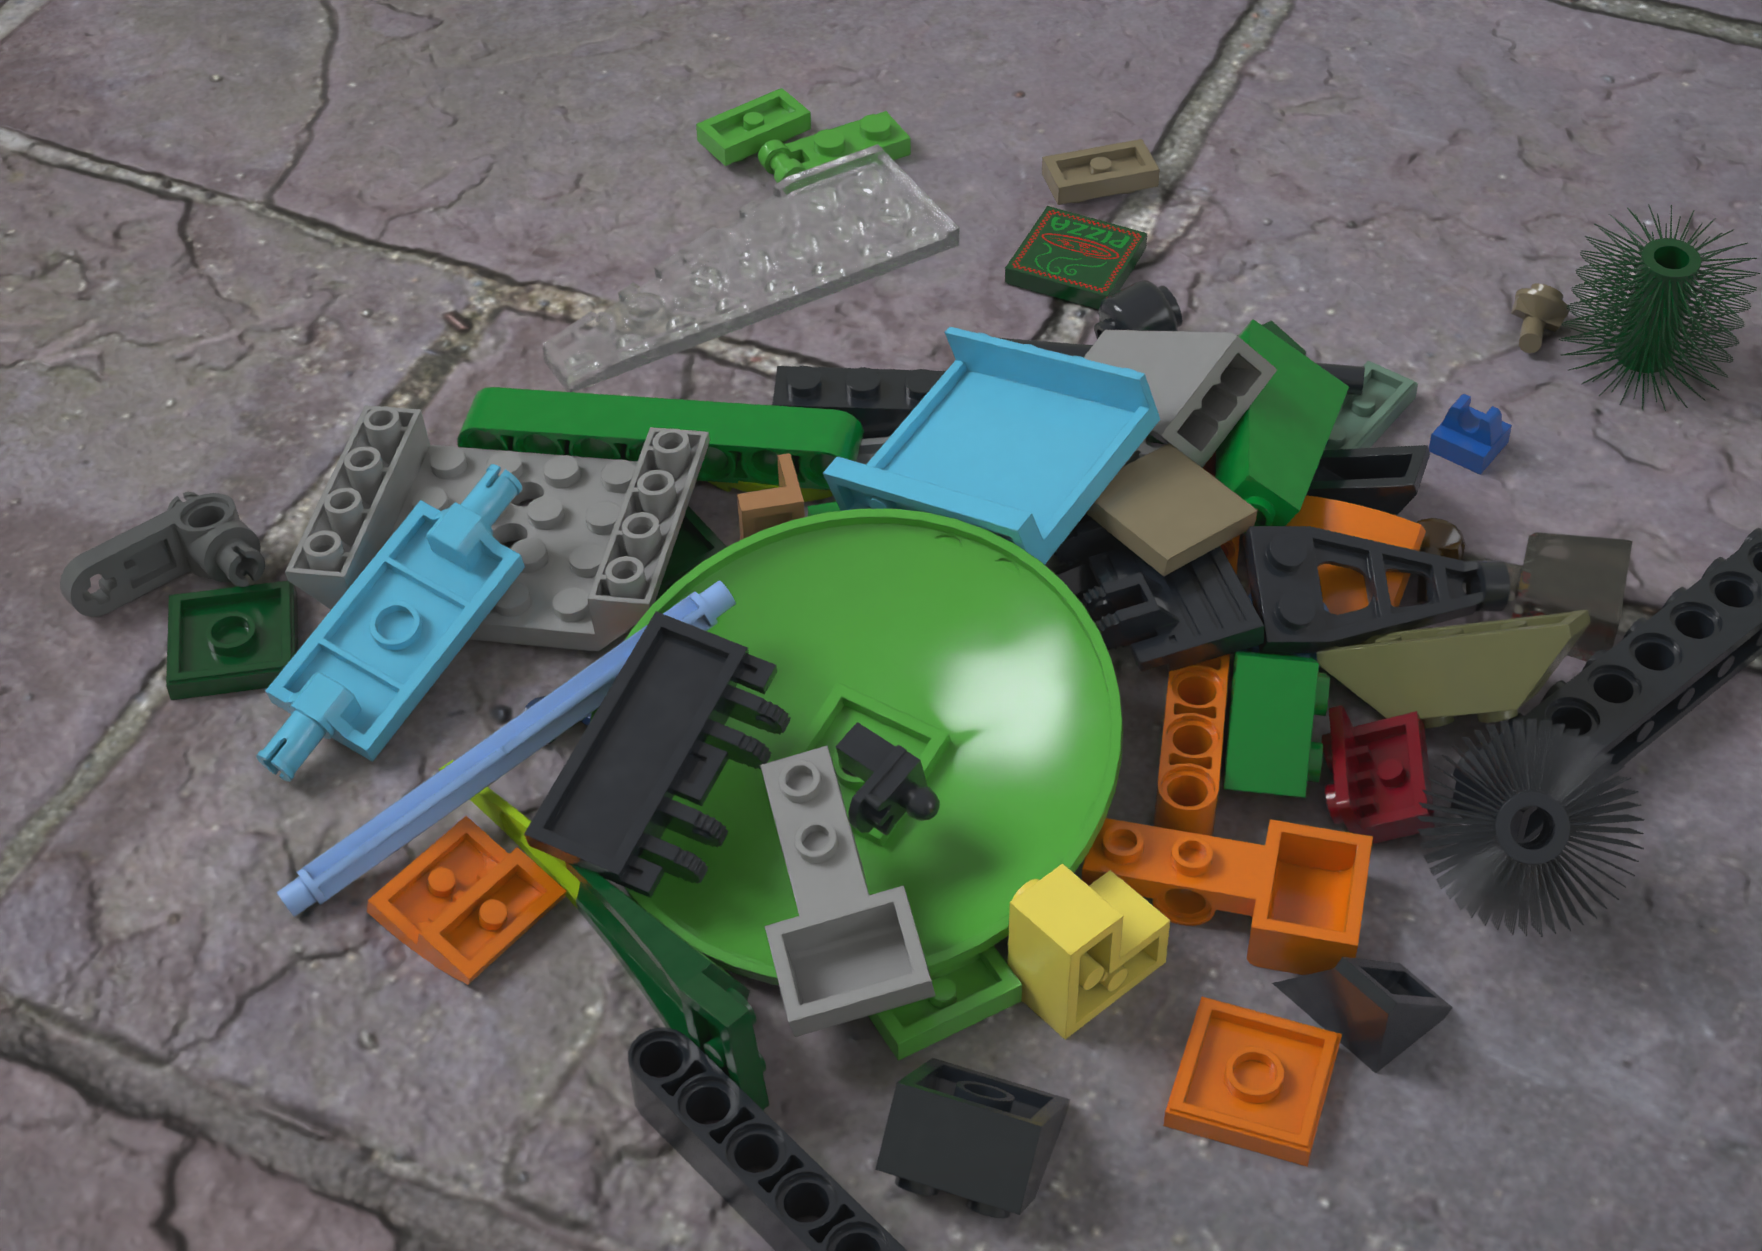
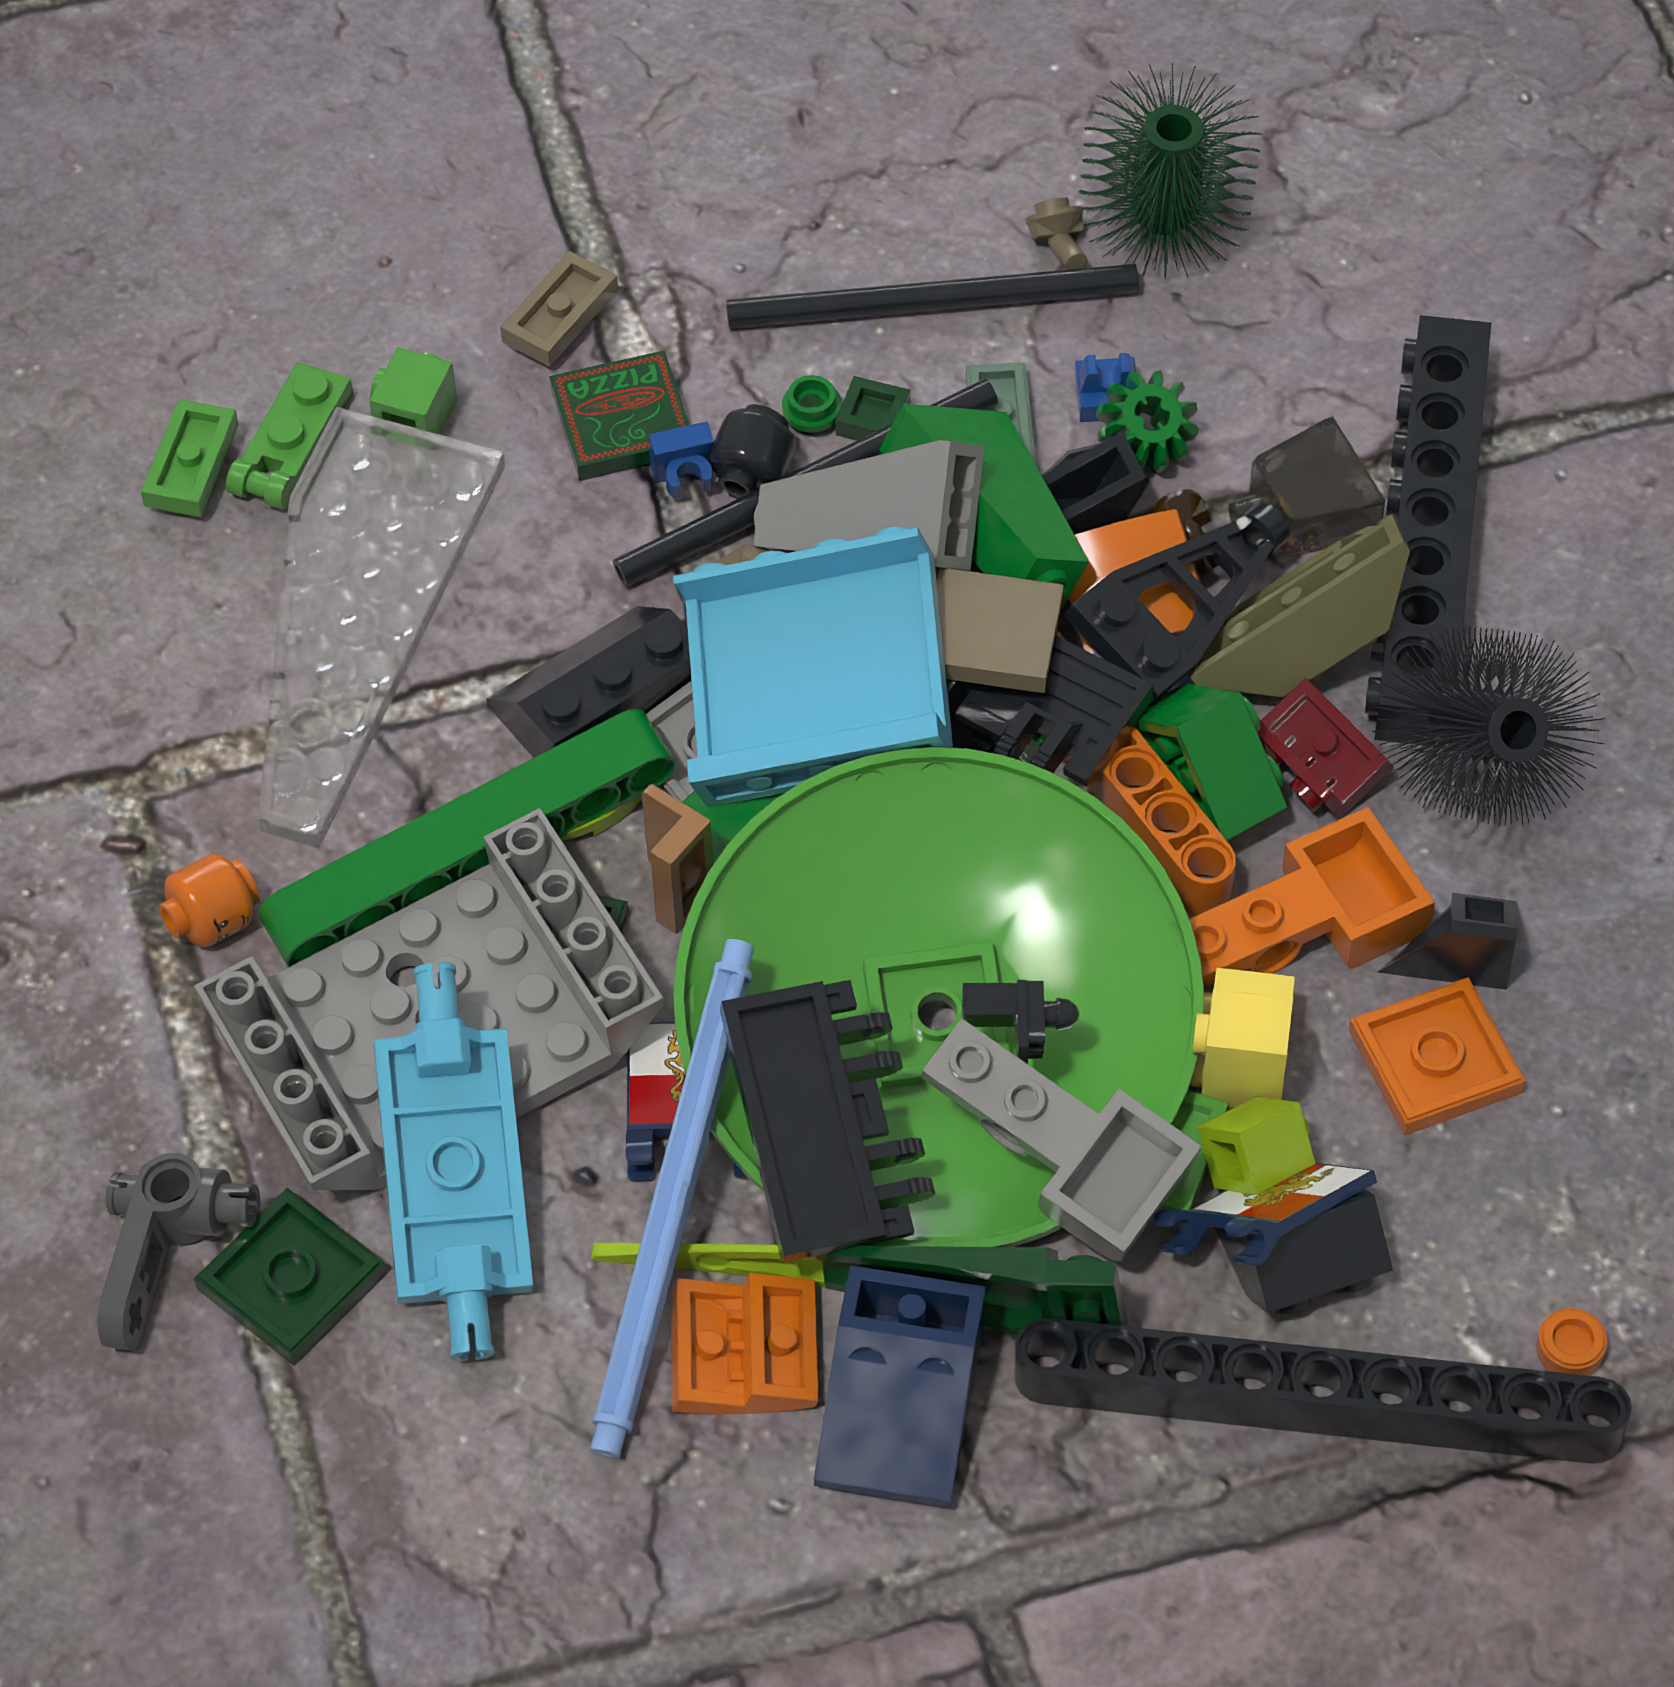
camera: 40 degrees left, 10 degrees up
(453, 373) = (209, 900): none -> orange head
(531, 1007) = (900, 1386): none -> dark blue slope
(940, 164) = (414, 391): none -> bright green brick
(950, 1077) = (1266, 1215): none -> flag
(1007, 1030) = (1257, 1145): none -> lime brick
(1080, 296) = (681, 454): none -> blue tile
(1220, 315) = (811, 392): none -> green plate
(1397, 309) = (932, 296): none -> black piece
(1471, 447) = (1167, 417): none -> green gear

